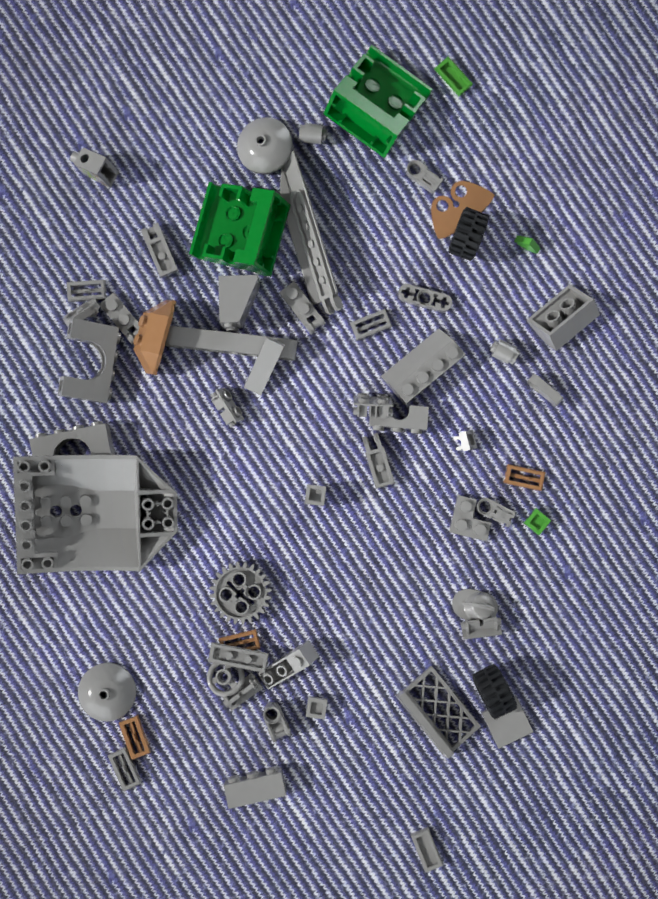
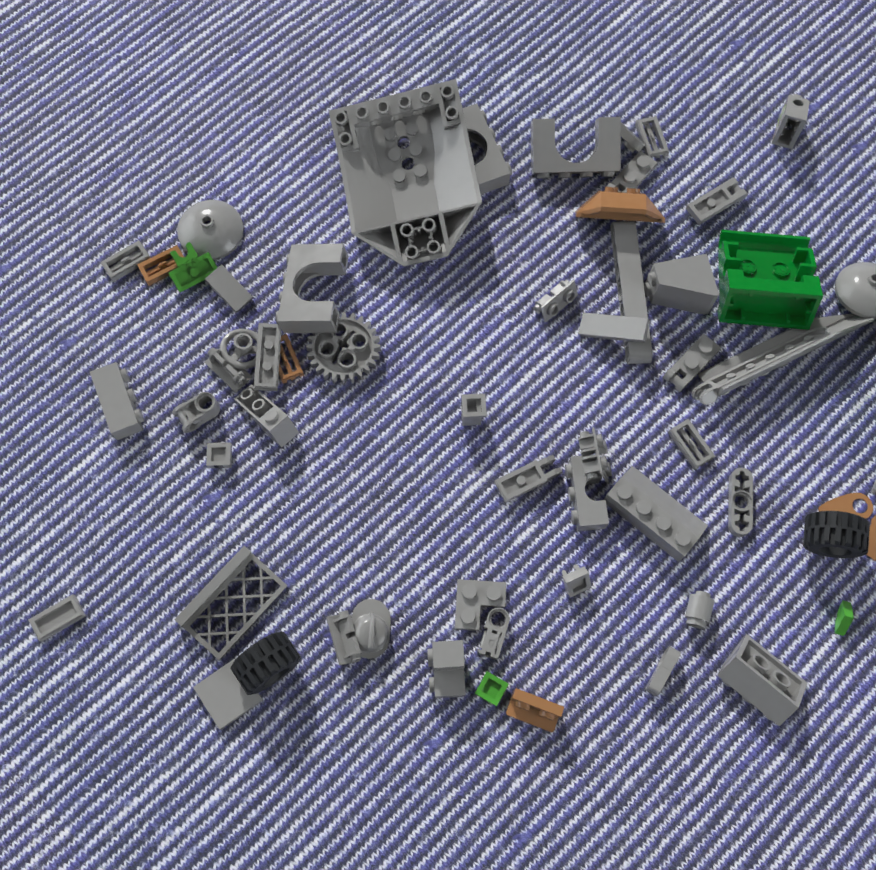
camera: 80 degrees right, 15 degrees down
(144, 713) = (191, 268): none -> bright green plate
(158, 615) = (303, 264): none -> light grey arch
(169, 682) = (228, 288): none -> light grey tile
(508, 474) = (544, 686): medium nougat tile -> none
(518, 552) = (448, 669): none -> light grey brick
(558, 492) = (534, 710): none -> medium nougat bracket

